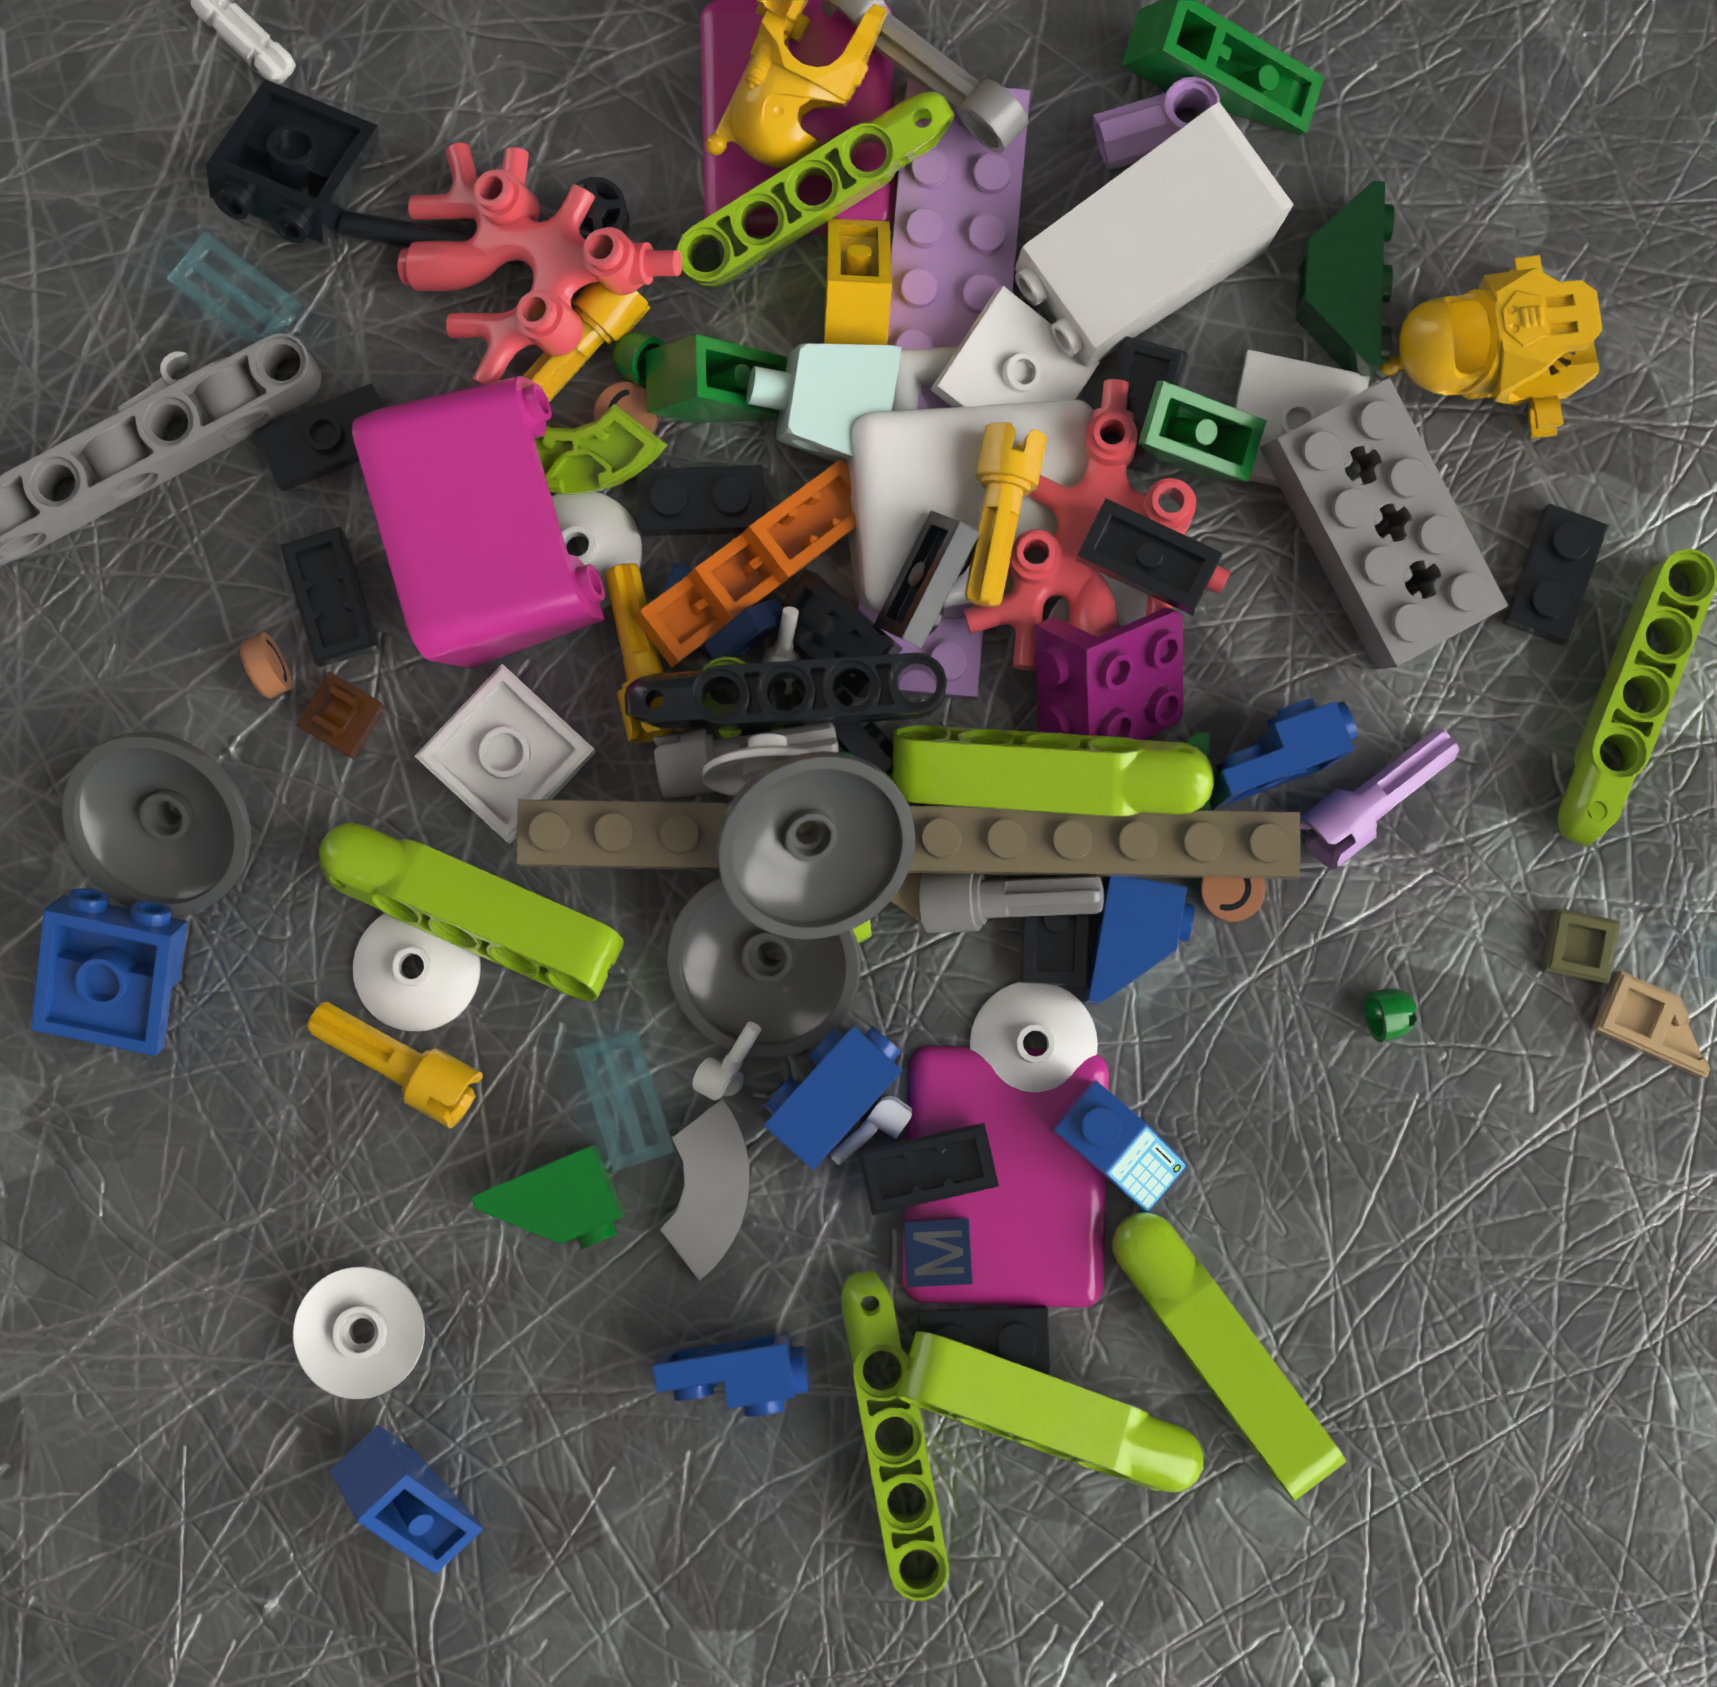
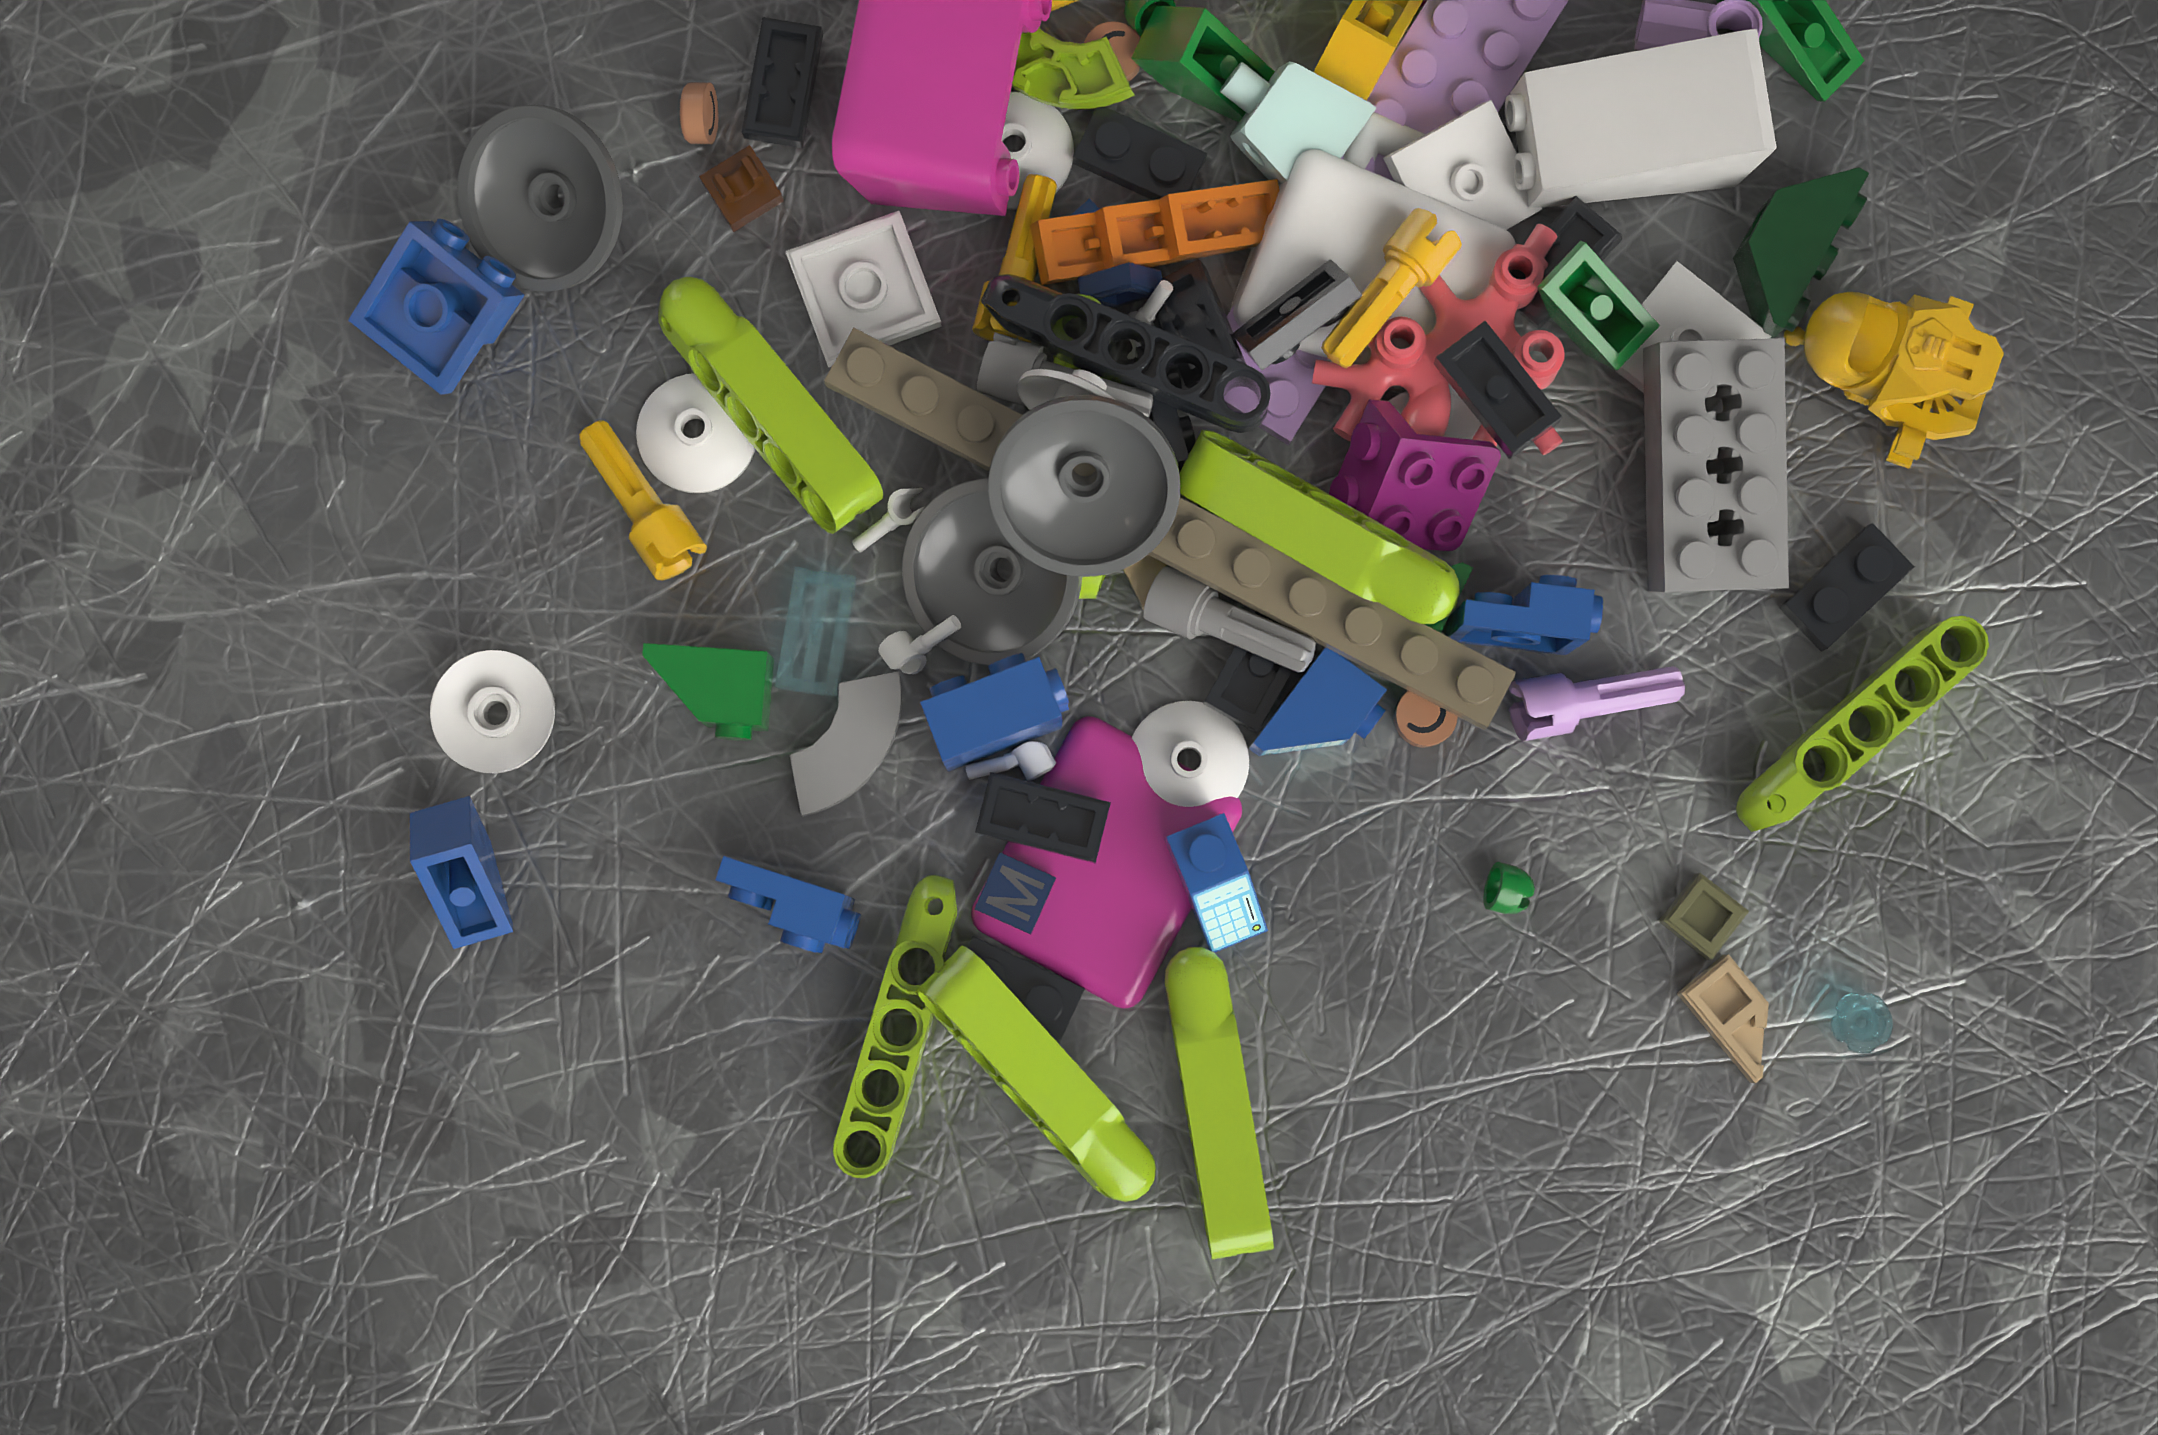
camera: 25 degrees right, 0 degrees up
(646, 951) = (898, 514): none -> white hand

